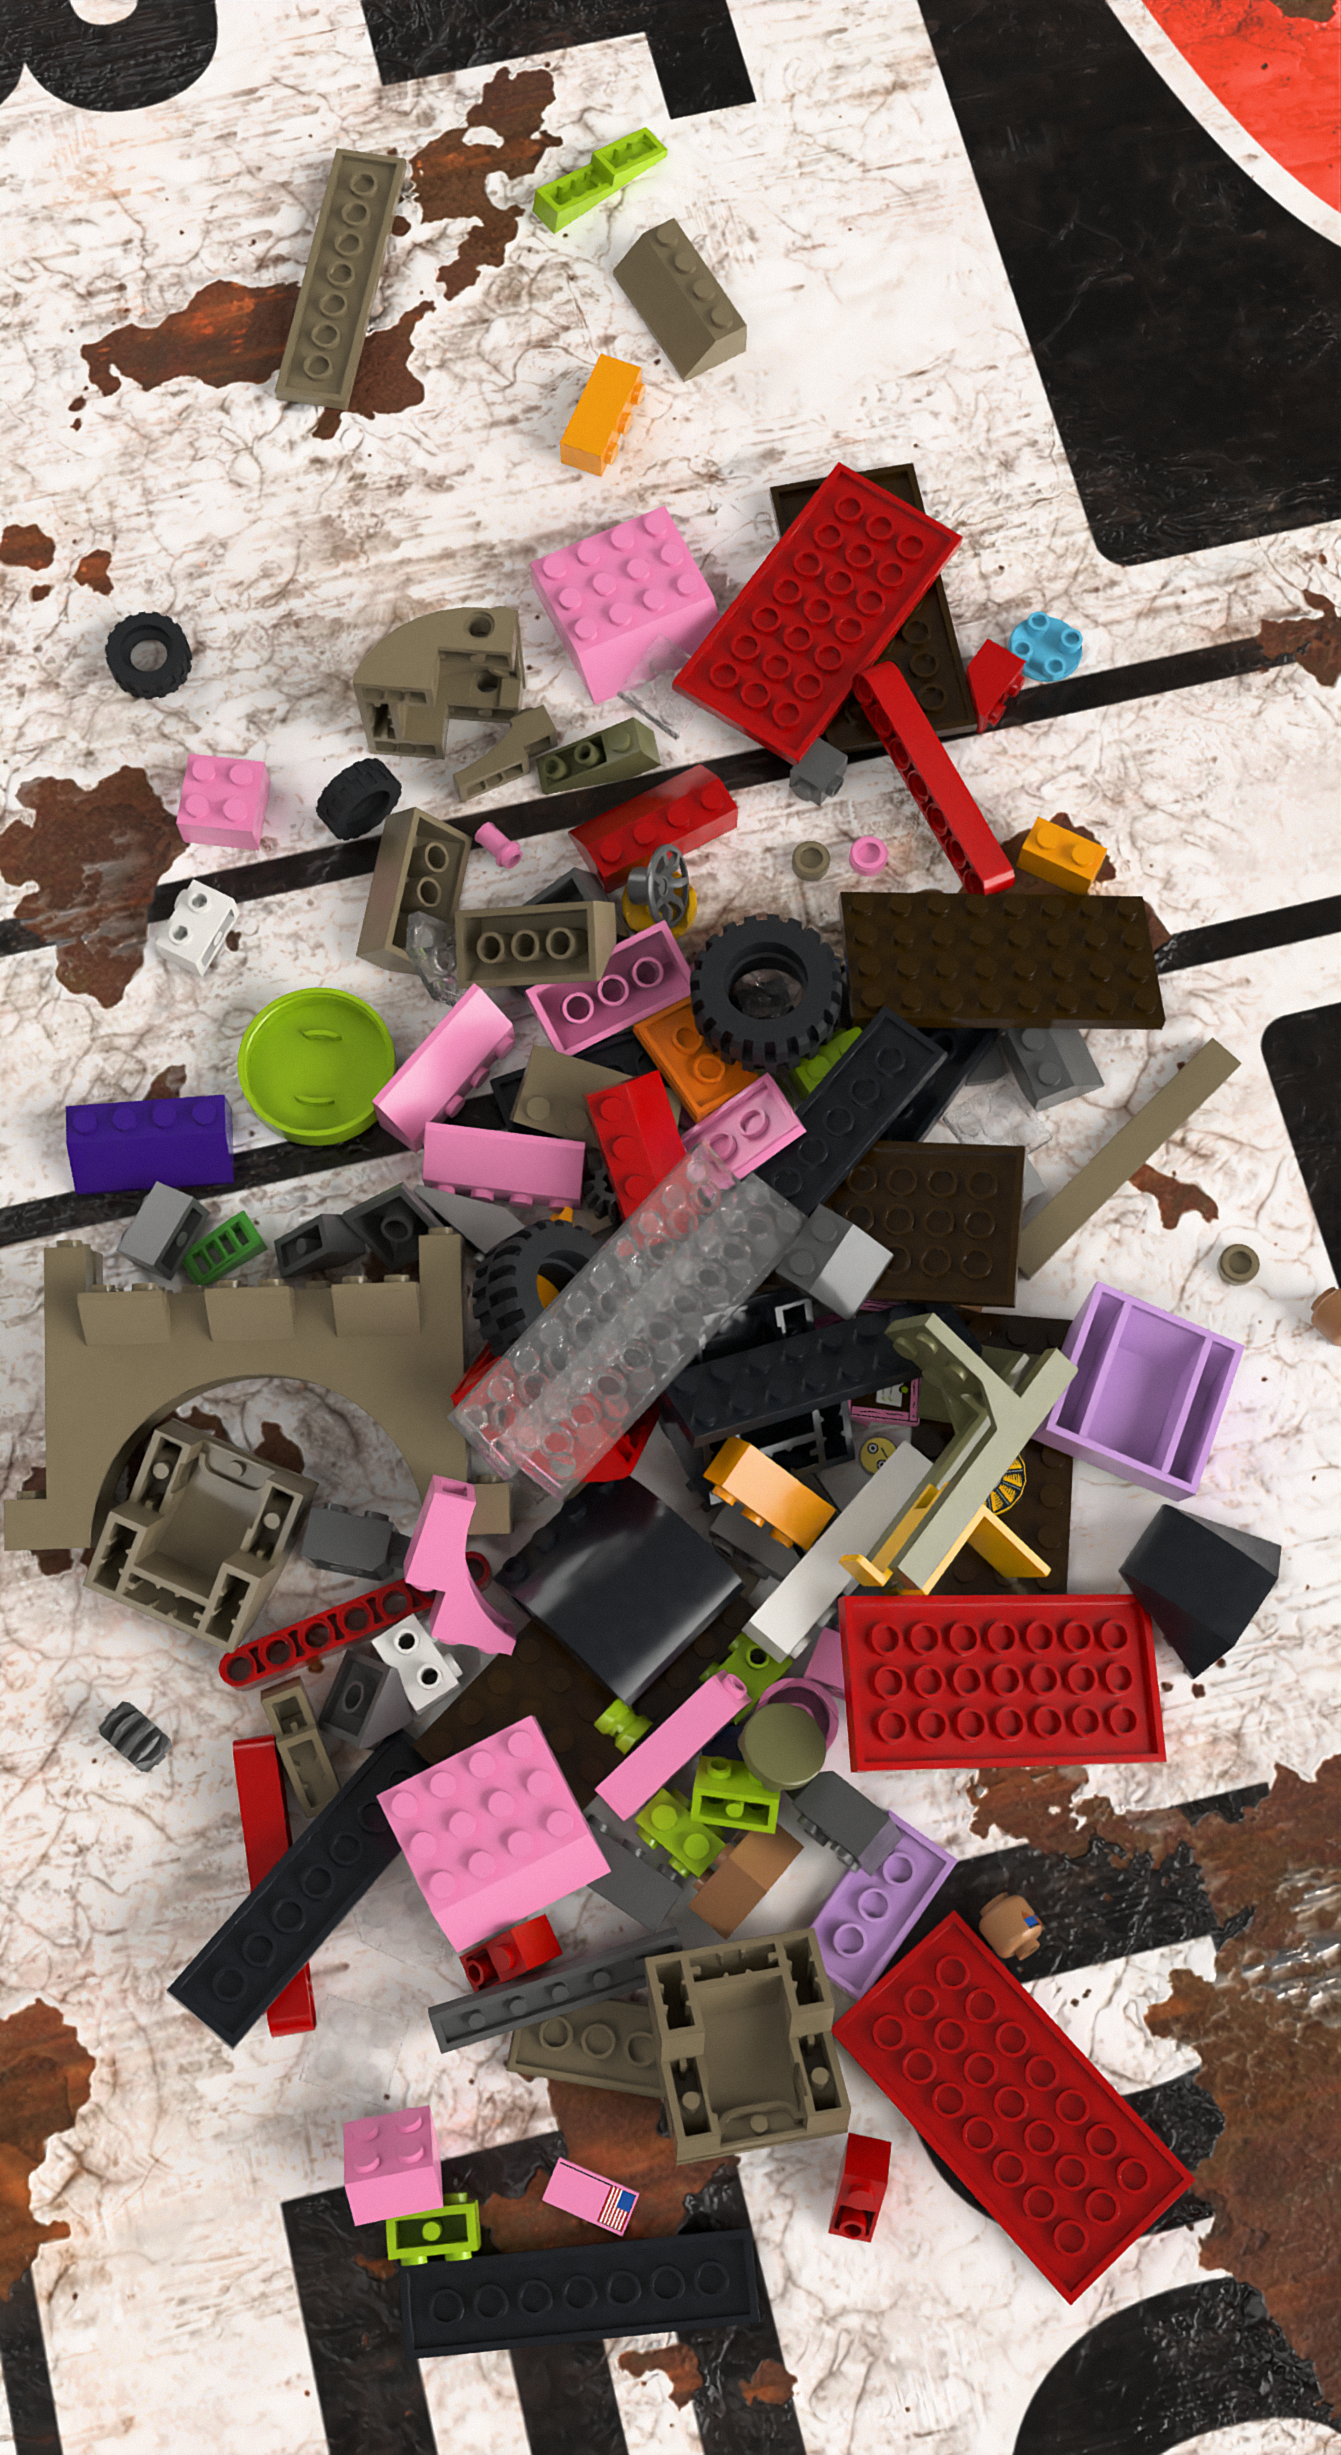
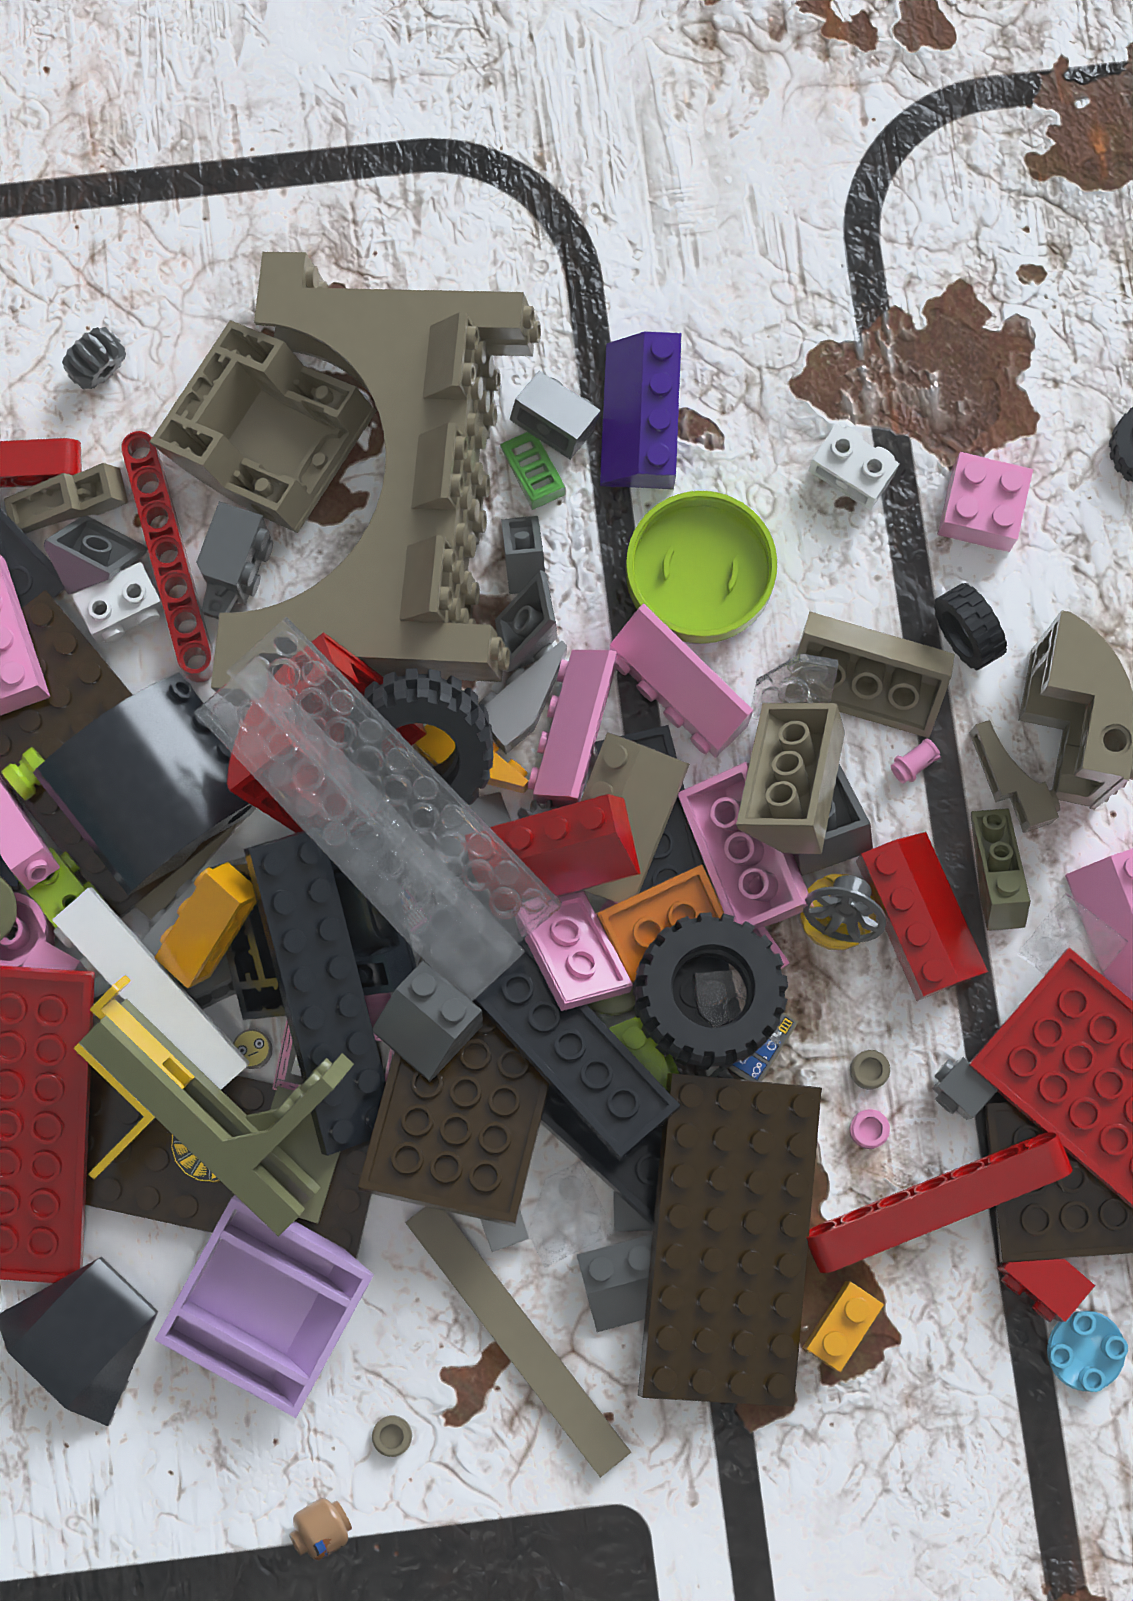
camera: 95 degrees right, 5 degrees up
(439, 1563) = (189, 624): bright pink arch -> none

